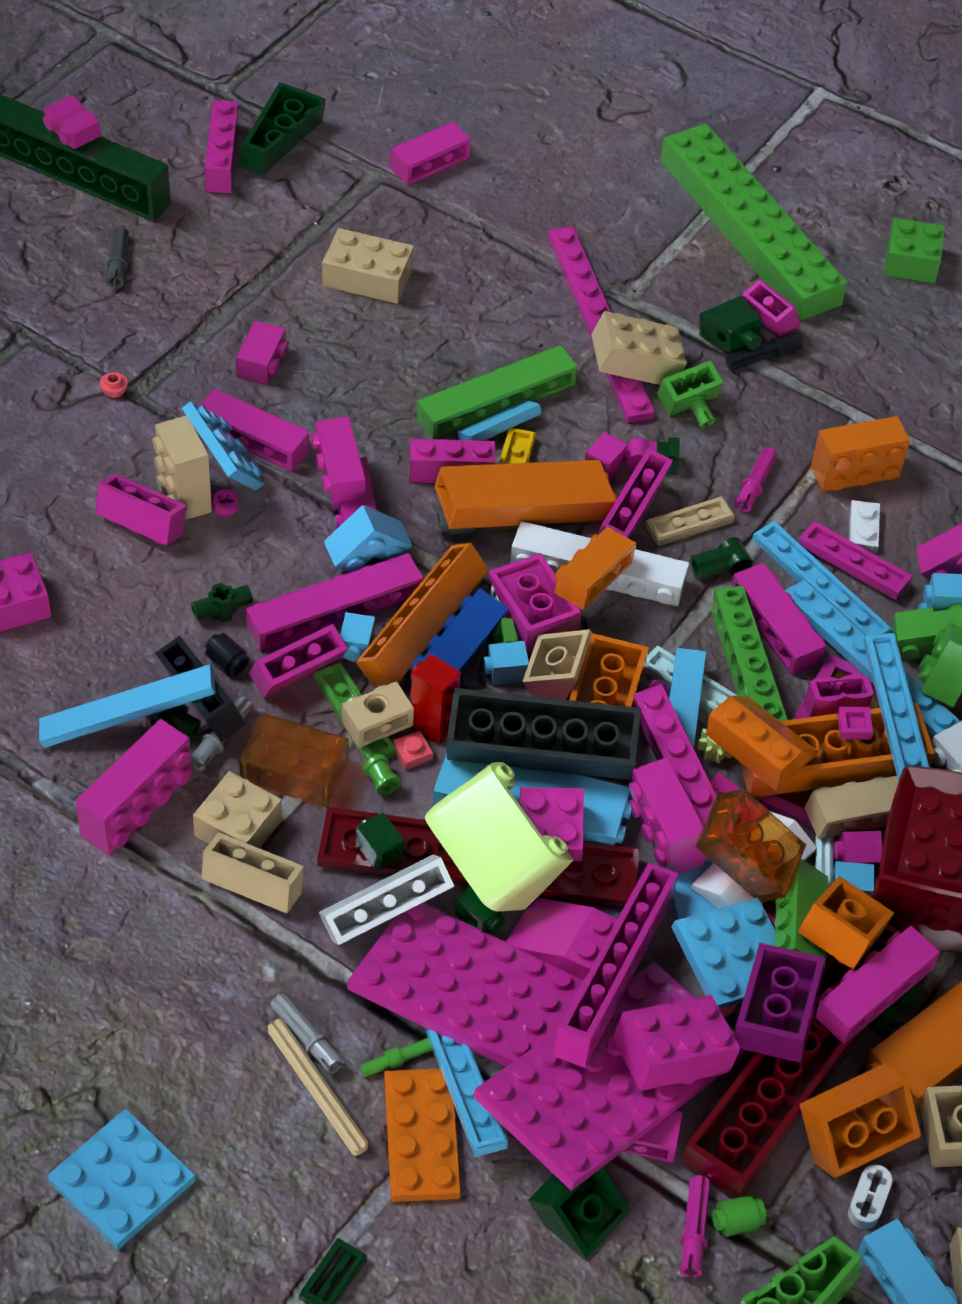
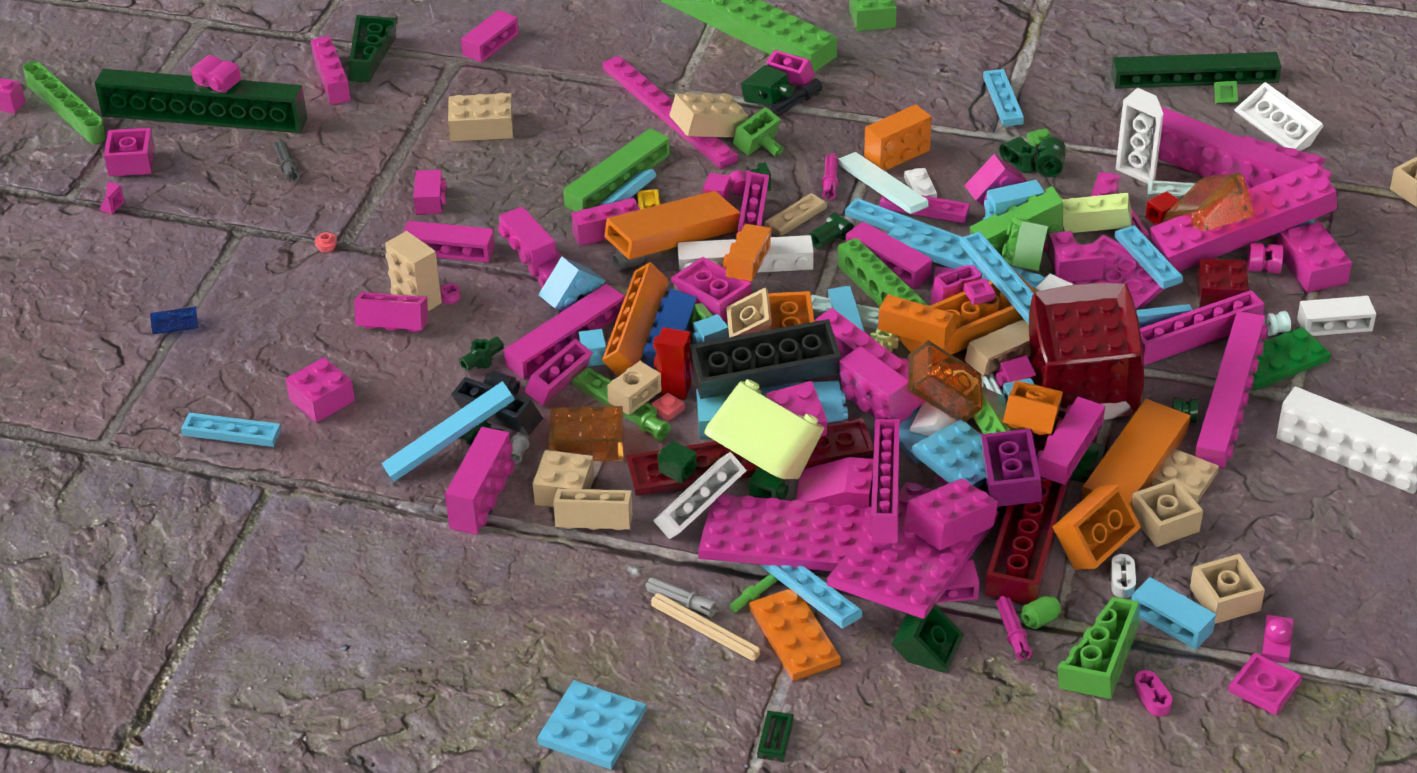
camera: 15 degrees left, 10 degrees down
(226, 449) = (447, 255): medium azure plate -> none
(815, 512) = (883, 182): none -> light aqua tile

